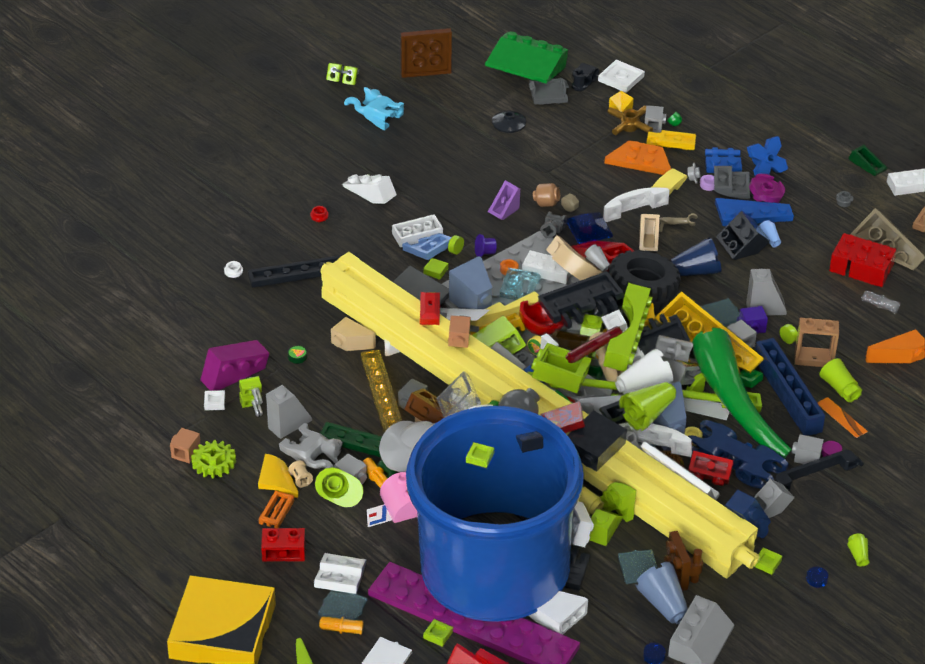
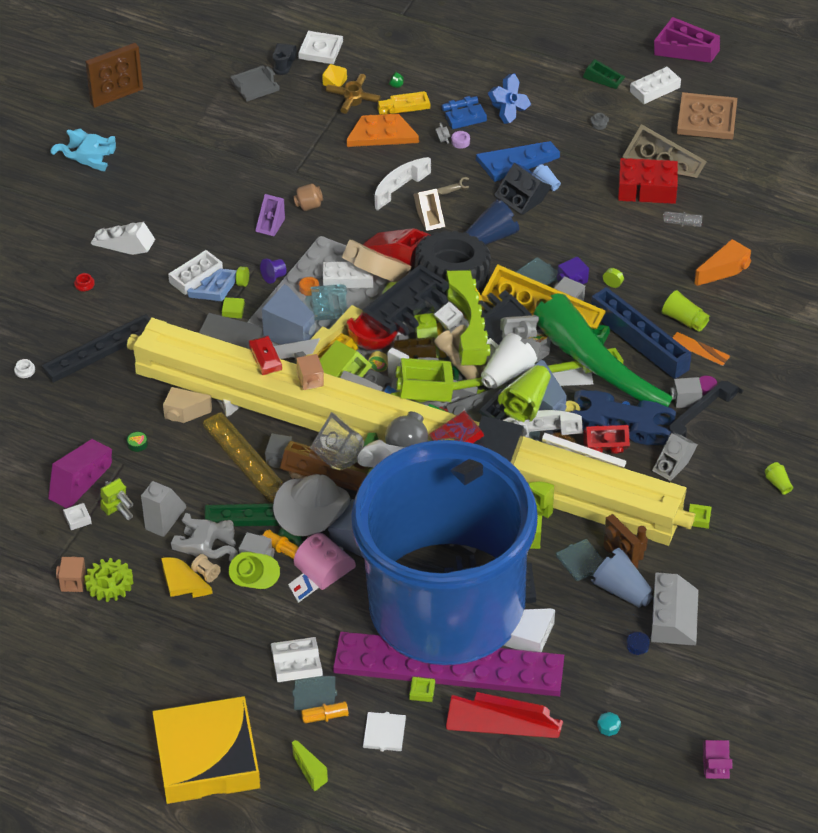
camera: 20 degrees left, 5 degrees up
(271, 521) = (198, 626): orange tile -> none
(283, 544) = (226, 648): red brick -> none
(338, 69) = (39, 115): lime piece -> none
(480, 455) = (425, 500): lime tile -> none
(509, 121) = (229, 127): black dish -> none
(527, 57) = (218, 52): green slope -> none
(553, 224) = (330, 226): dark grey connector -> none
(570, 202) = (335, 199): dark tan tile -> none
(589, 227) = (365, 220): clear blue slope -> none
(593, 345) = (447, 346): dark red axle -> none
(597, 257) = (399, 252): light grey cone -> none
(655, 118) = (377, 84): light grey brick -> none
(672, 180) = (423, 147): light yellow slope -> none
(698, 384) = (552, 357): lime tile -> none
(731, 183) = (485, 133): dark grey slope -> none
(750, 510) = (668, 471): dark blue brick -> none
(765, 292) = (573, 242): light grey slope -> none
(766, 189) = (521, 131): magenta plate -> none
(805, 355) = (657, 291): medium nougat window -> none
(817, 577) = (752, 517): clear blue tile -> none

